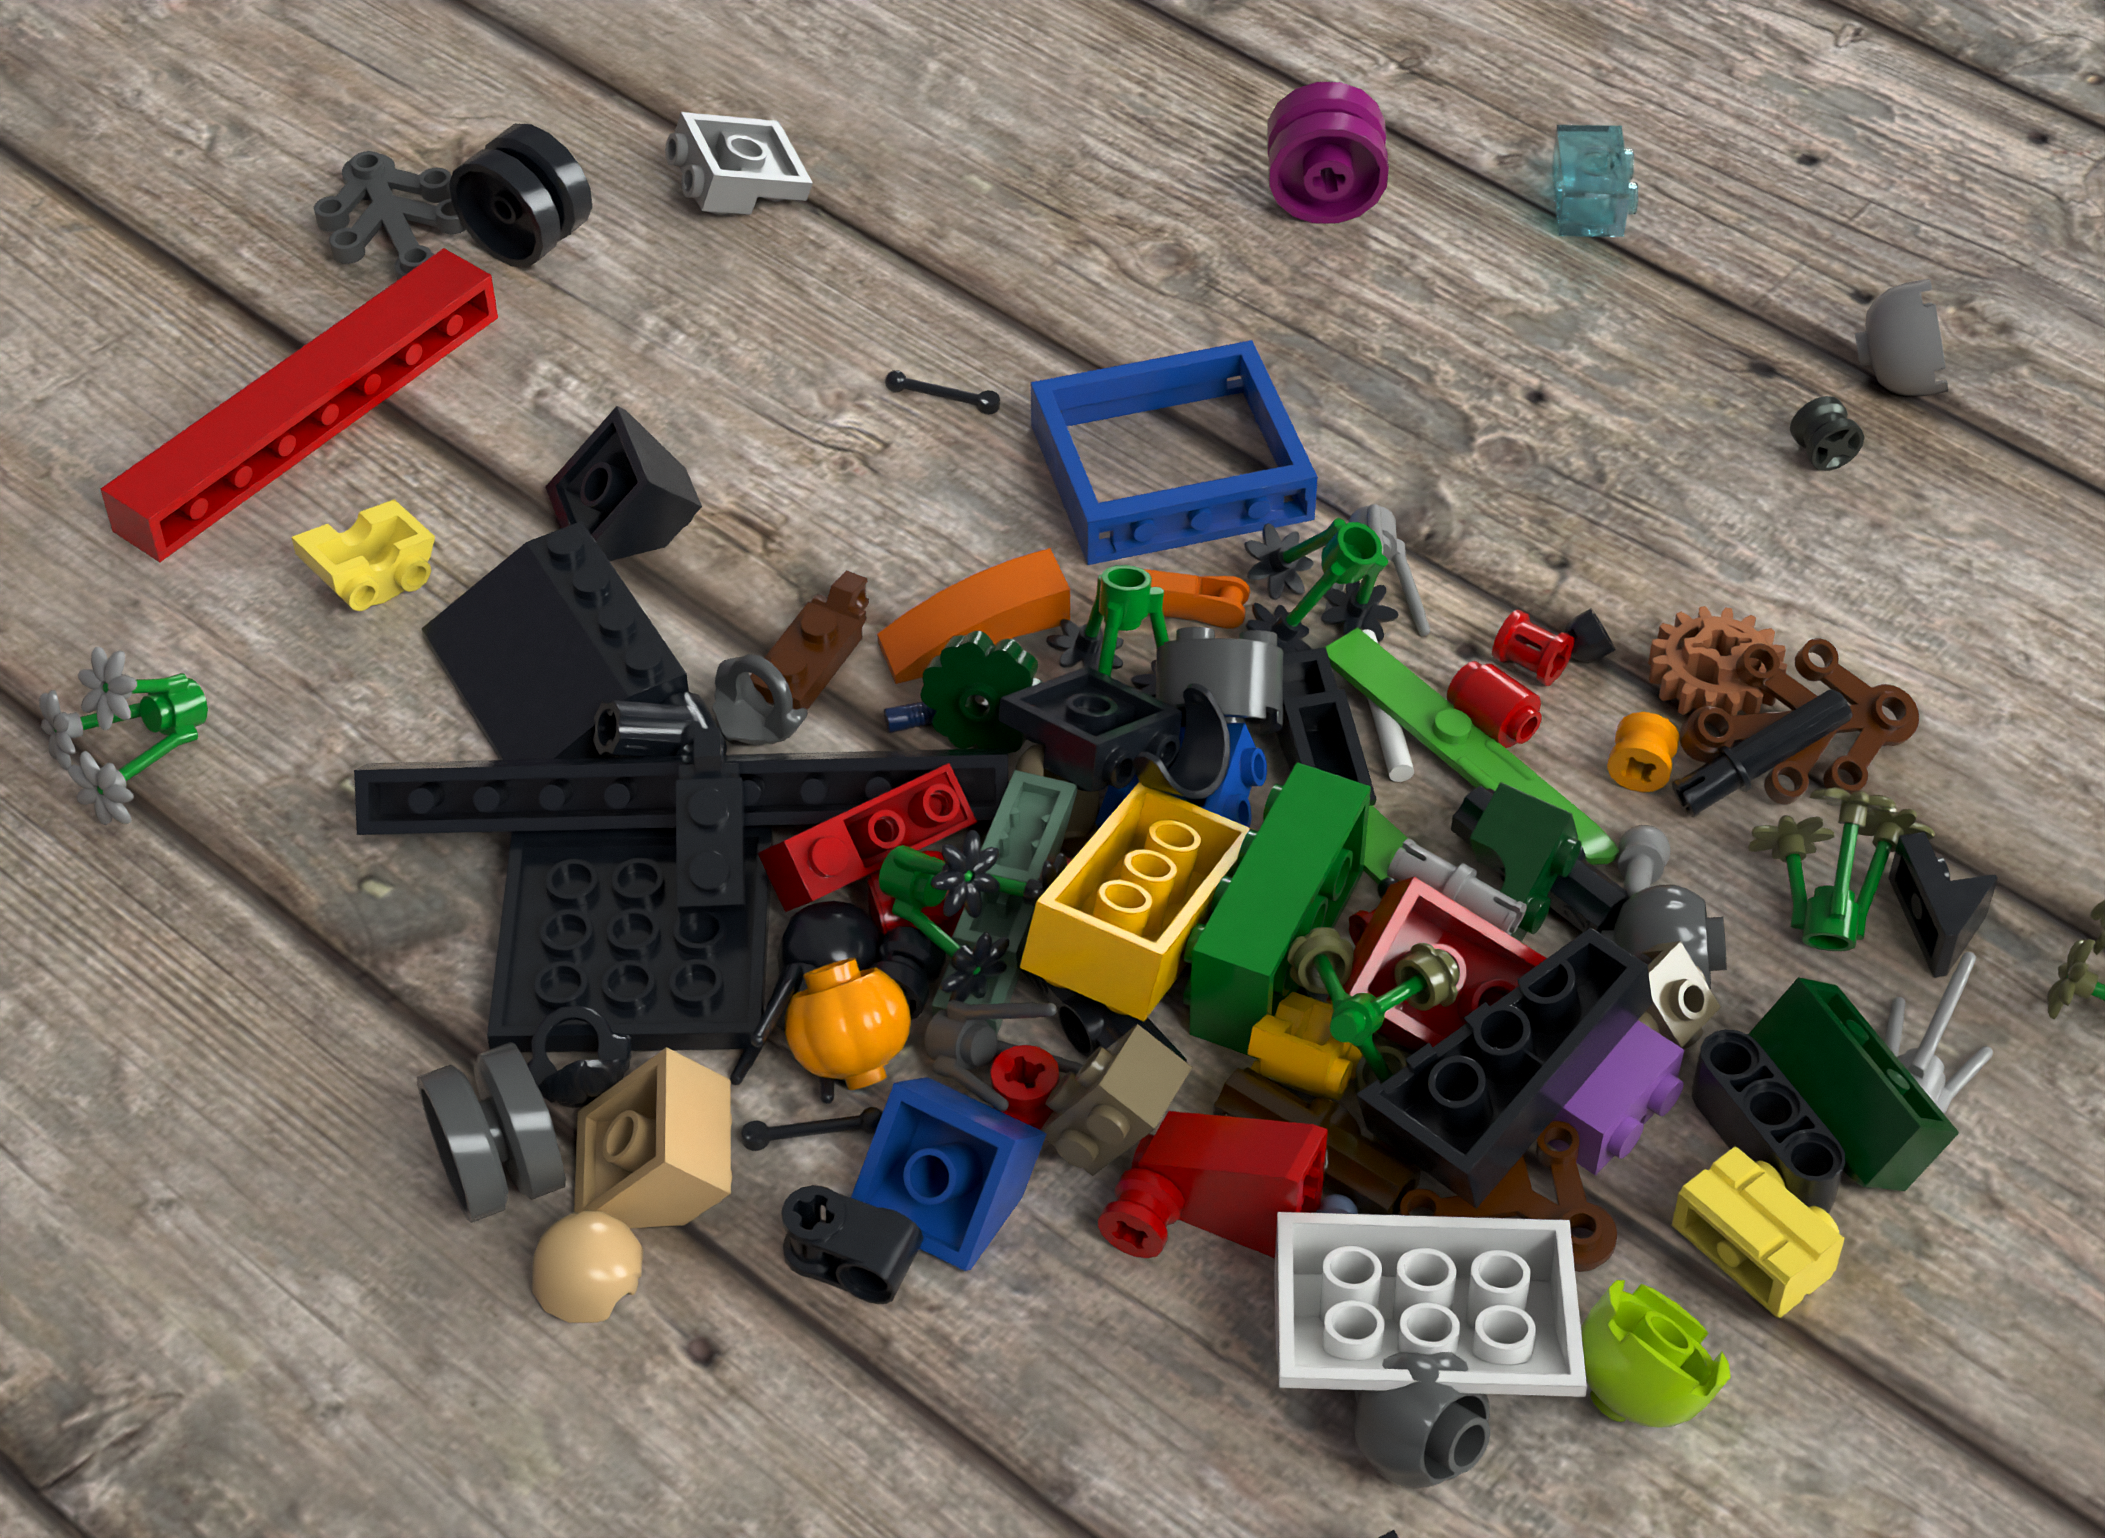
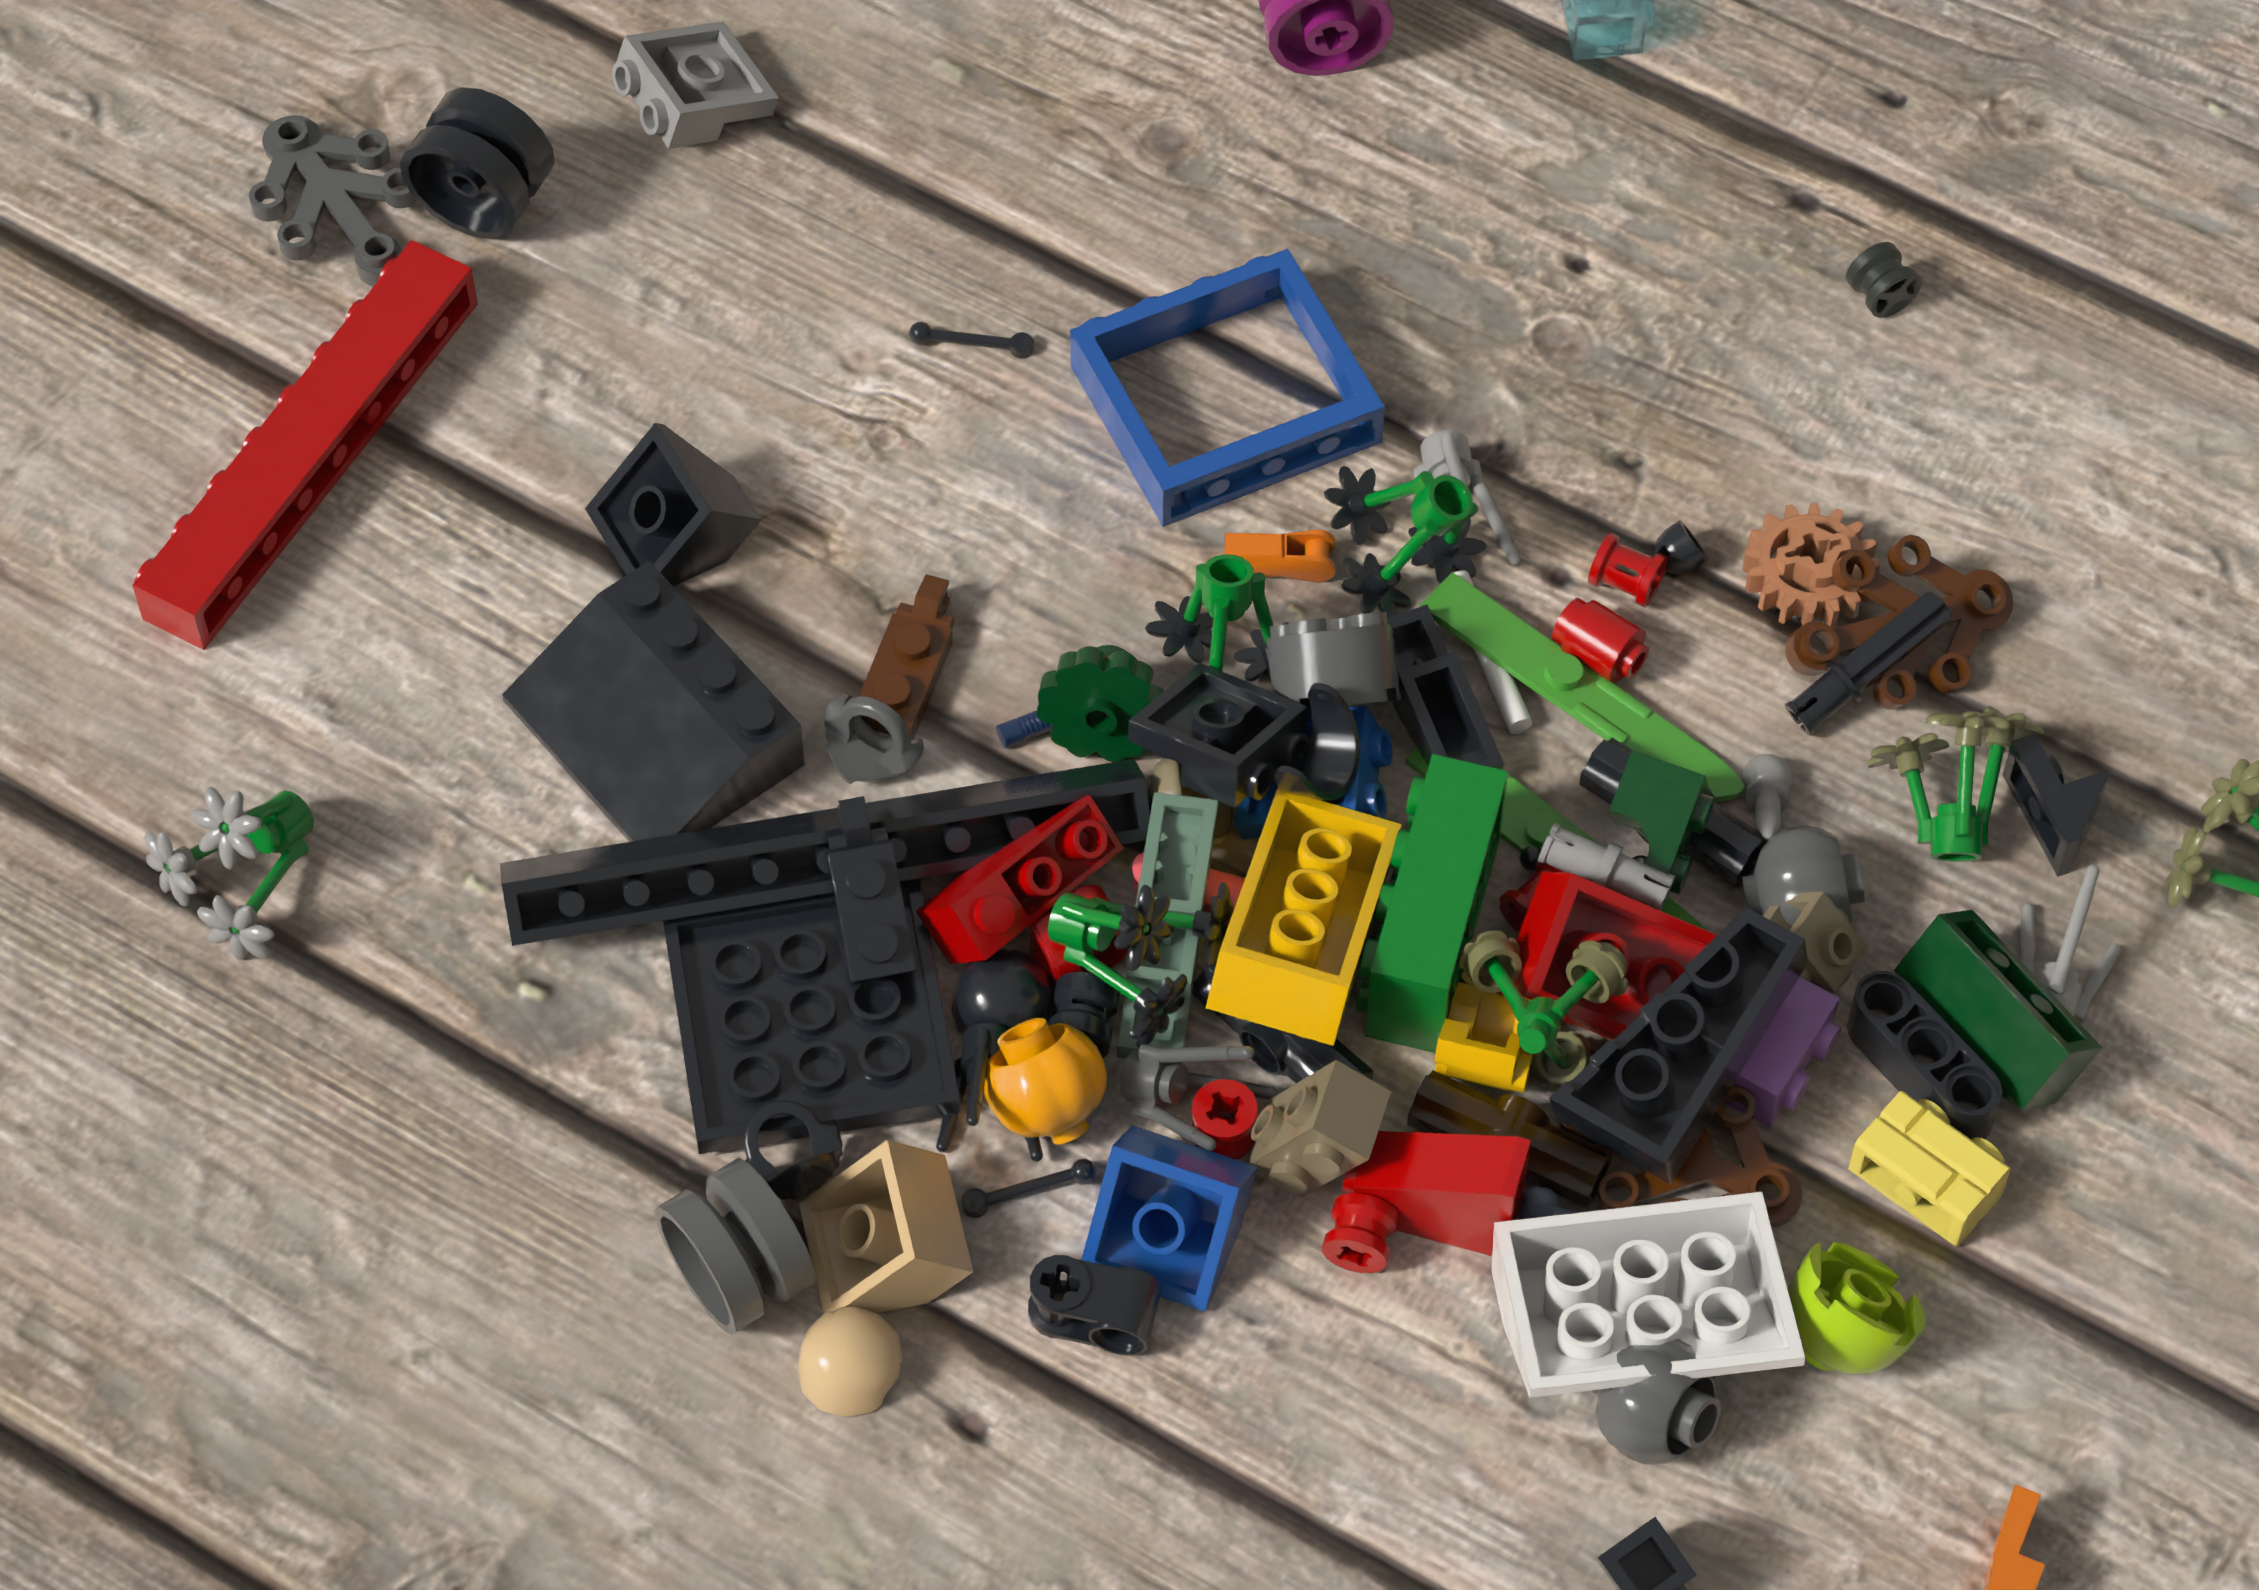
camera: 10 degrees left, 10 degrees up
(372, 559) = (432, 621): light yellow cylinder -> none
(651, 728) = (793, 783): black piece -> none
(1000, 601) = (1069, 610): orange slope -> none
(1643, 752) = (1753, 675): light orange wheel -> none
(1903, 341) = (1949, 162): light grey cylinder -> none

